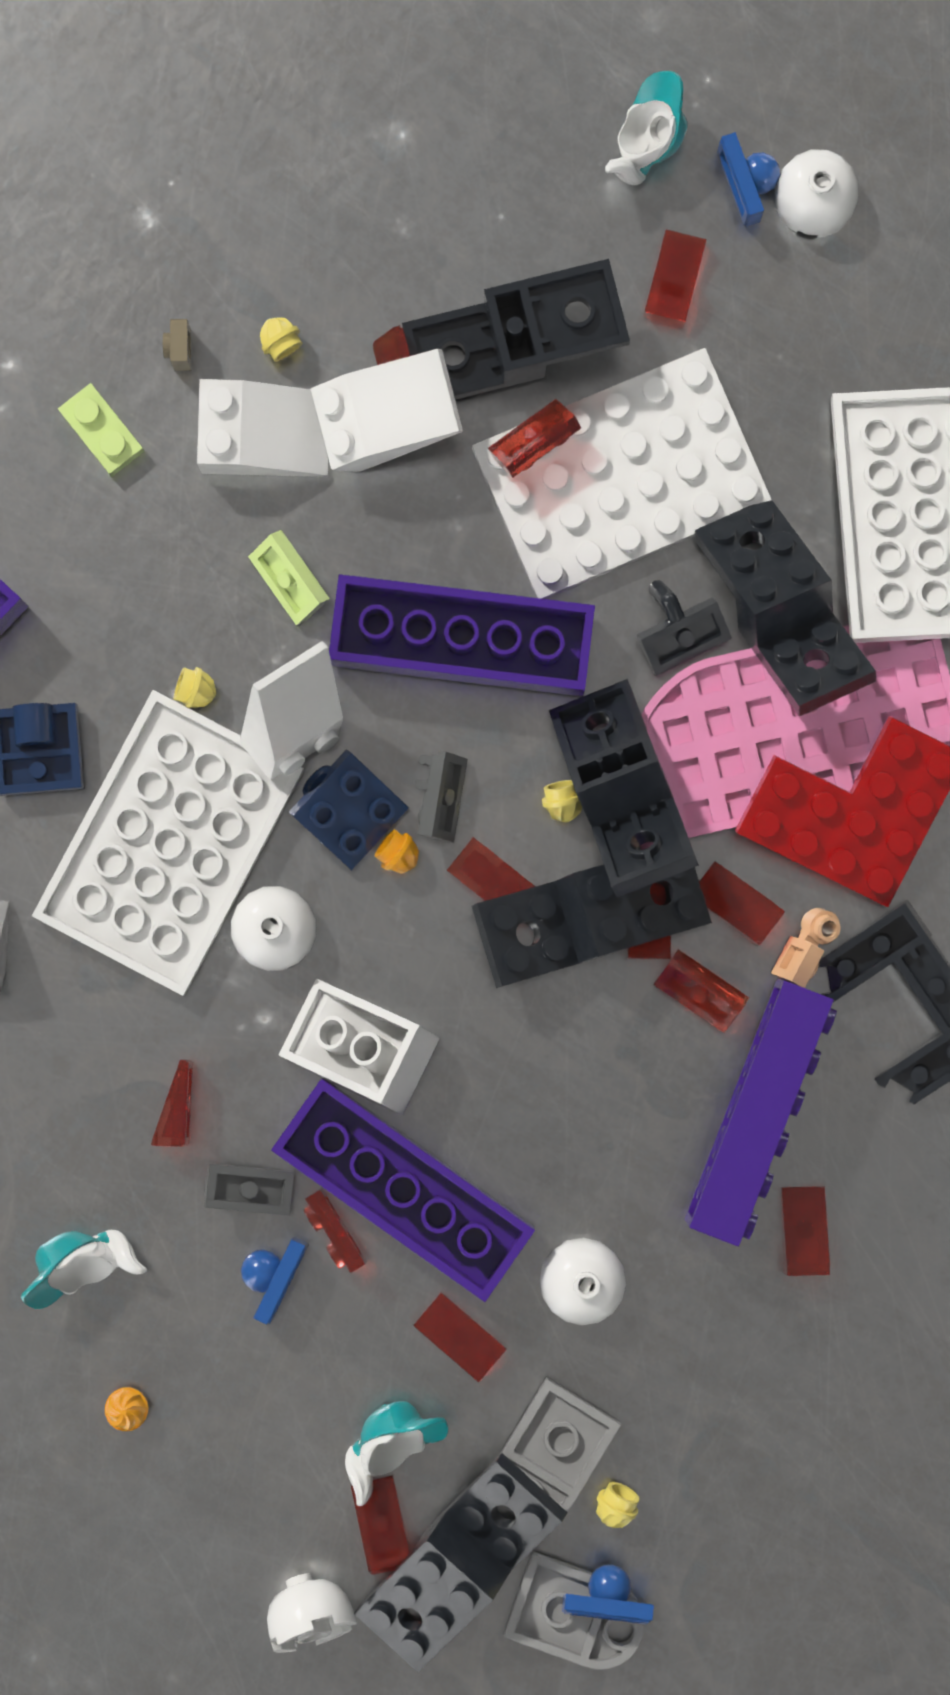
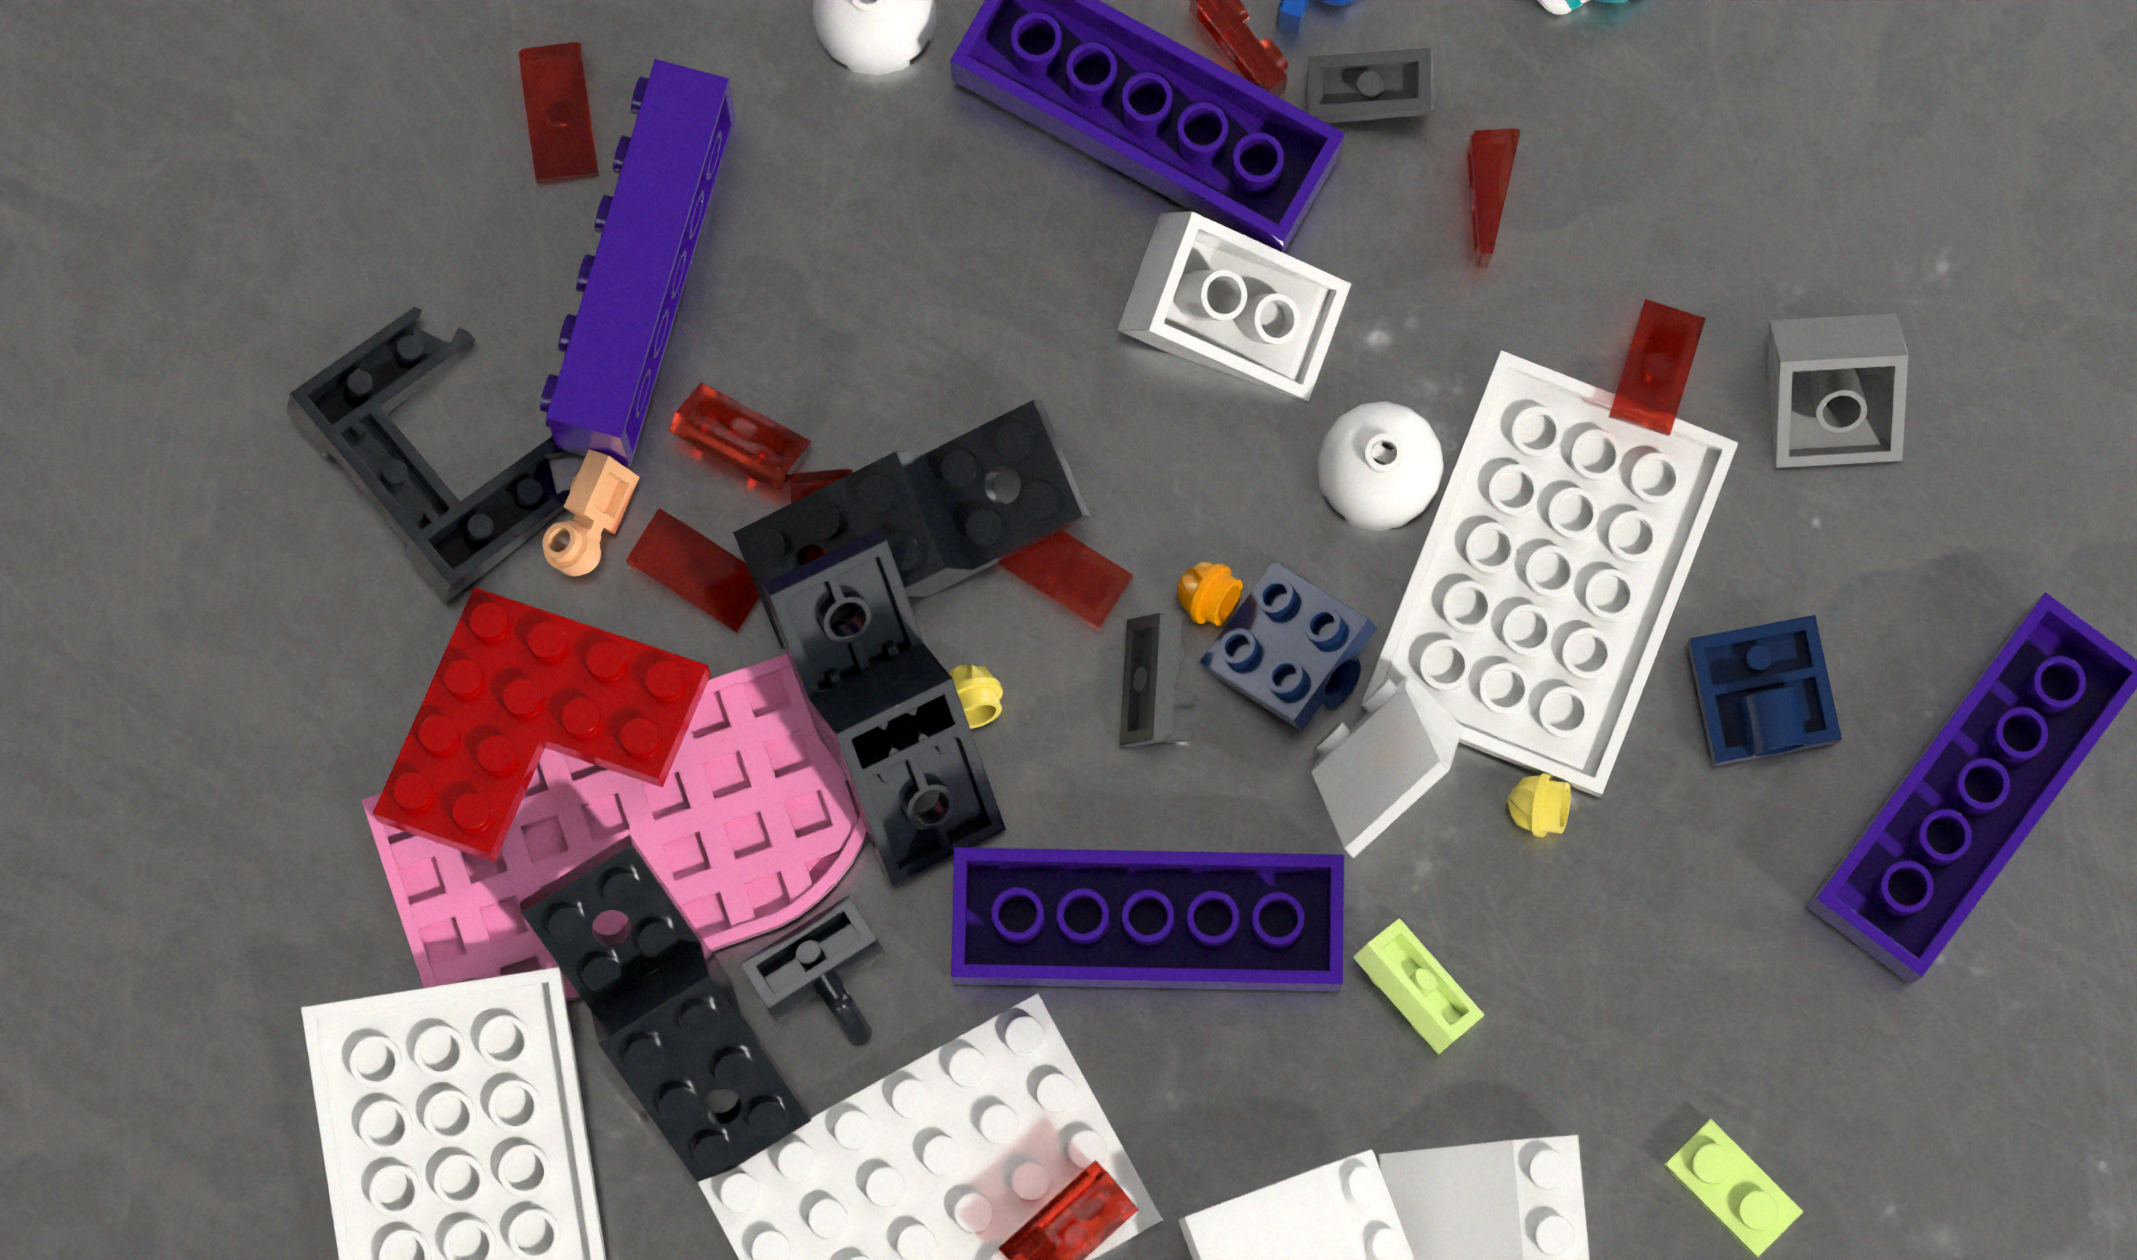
camera: 175 degrees right, 5 degrees down
(79, 972) = (1656, 367): none -> clear red slope

